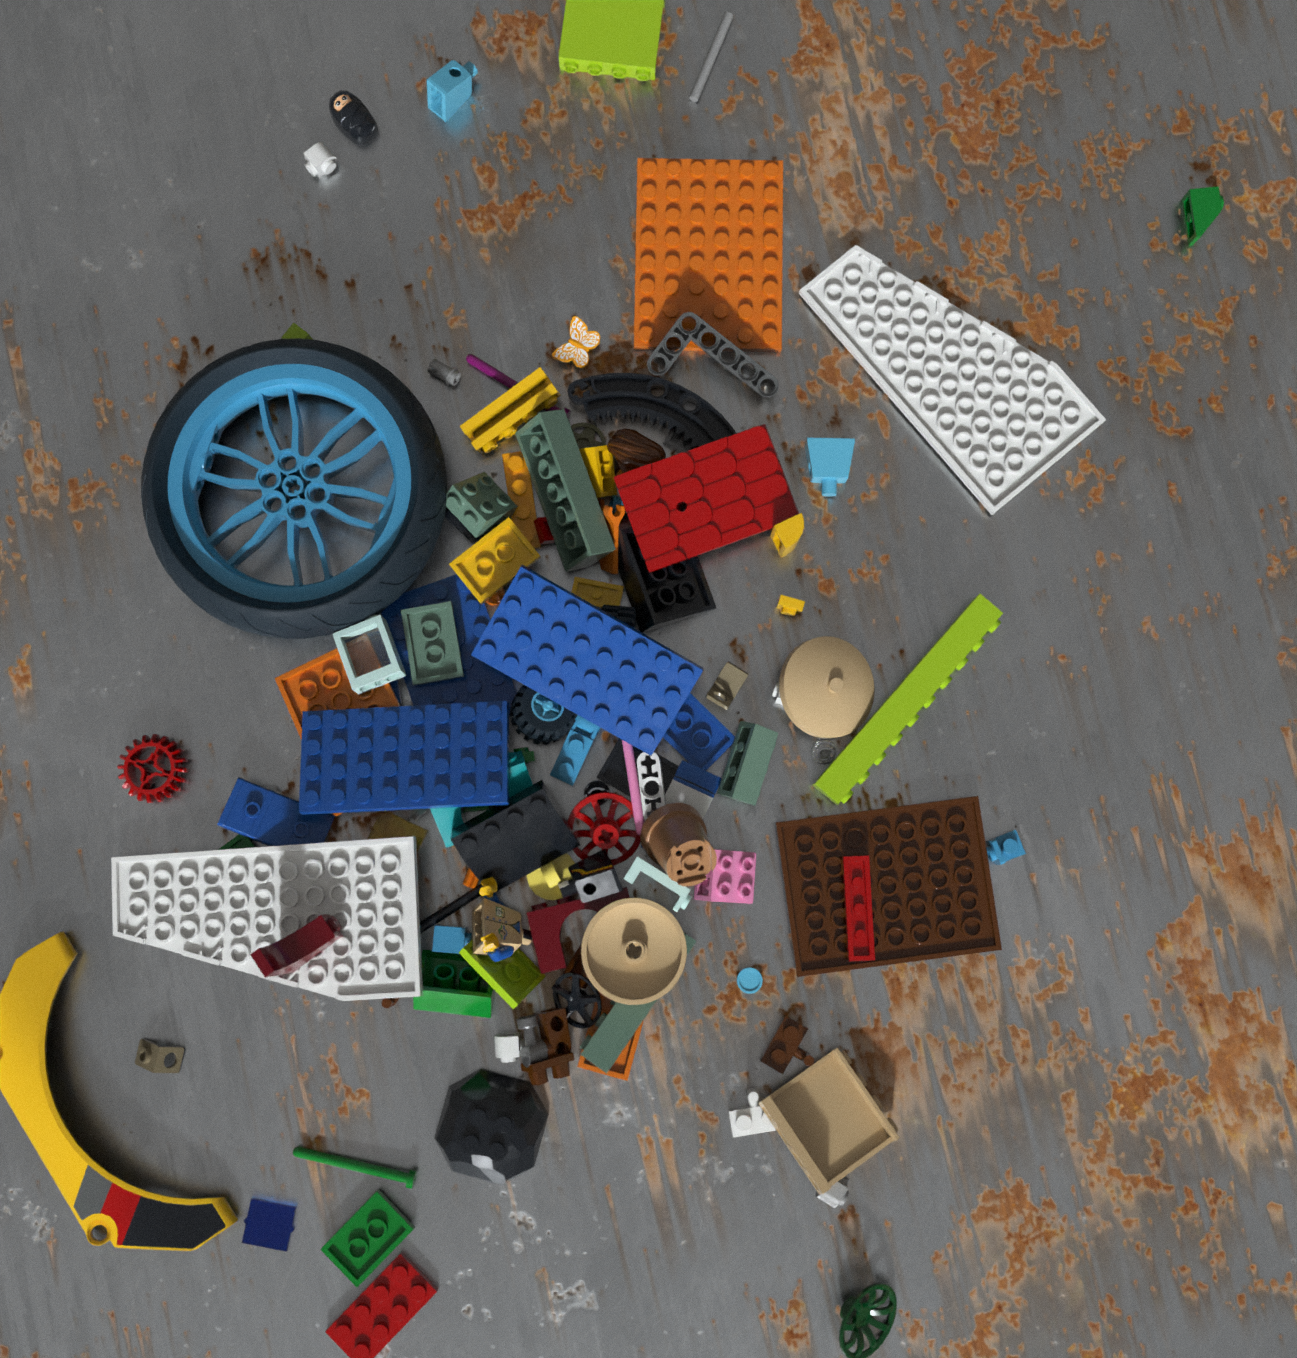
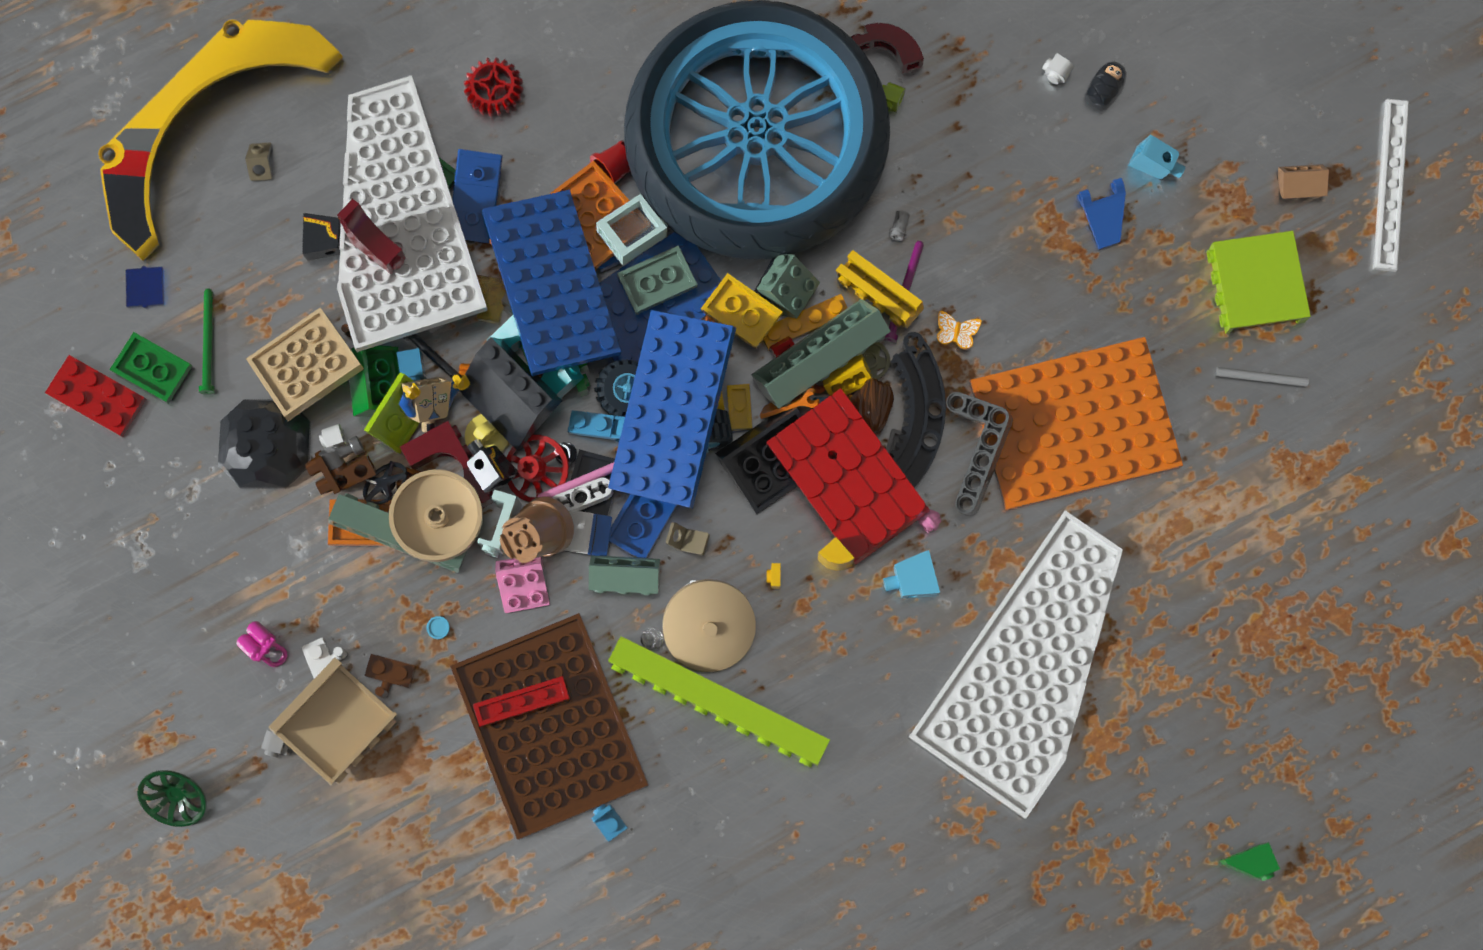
camera: 80 degrees right, 5 degrees down
(237, 317) = (895, 41): none -> dark red arch
(270, 1005) = (320, 236): none -> black torso
(281, 656) = (613, 161): none -> red hat
(416, 1059) = (304, 364): none -> tan plate
(493, 159) = (1105, 214): none -> blue flag
(718, 1183) = (258, 642): none -> dark pink piece
(775, 428) = (930, 521): none -> bright pink plate

